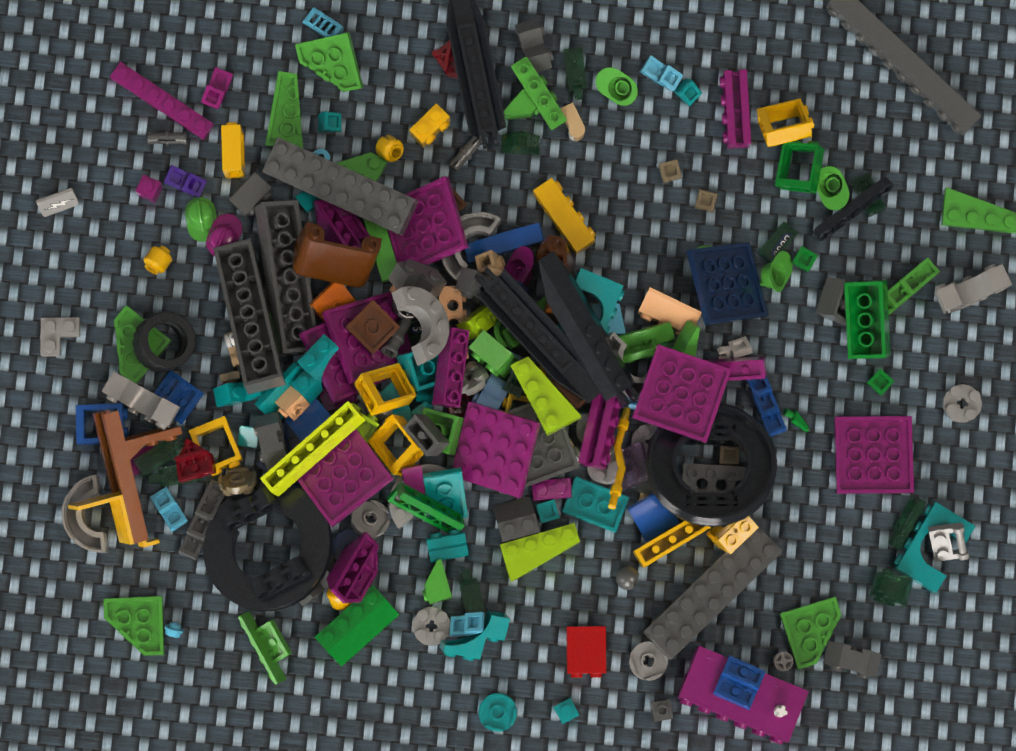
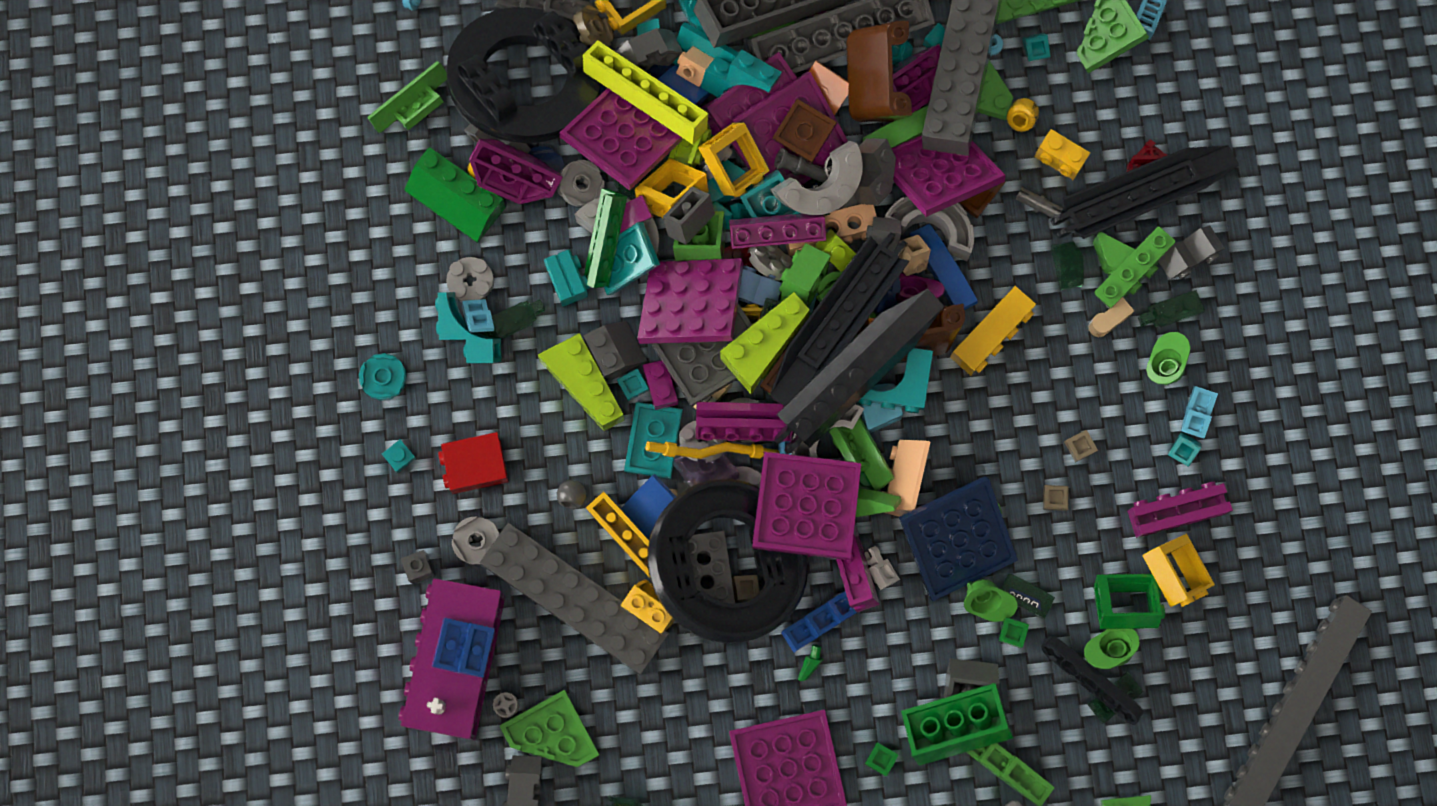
camera: 80 degrees right, 5 degrees down
(437, 586) = (520, 274): bright green slope -> none

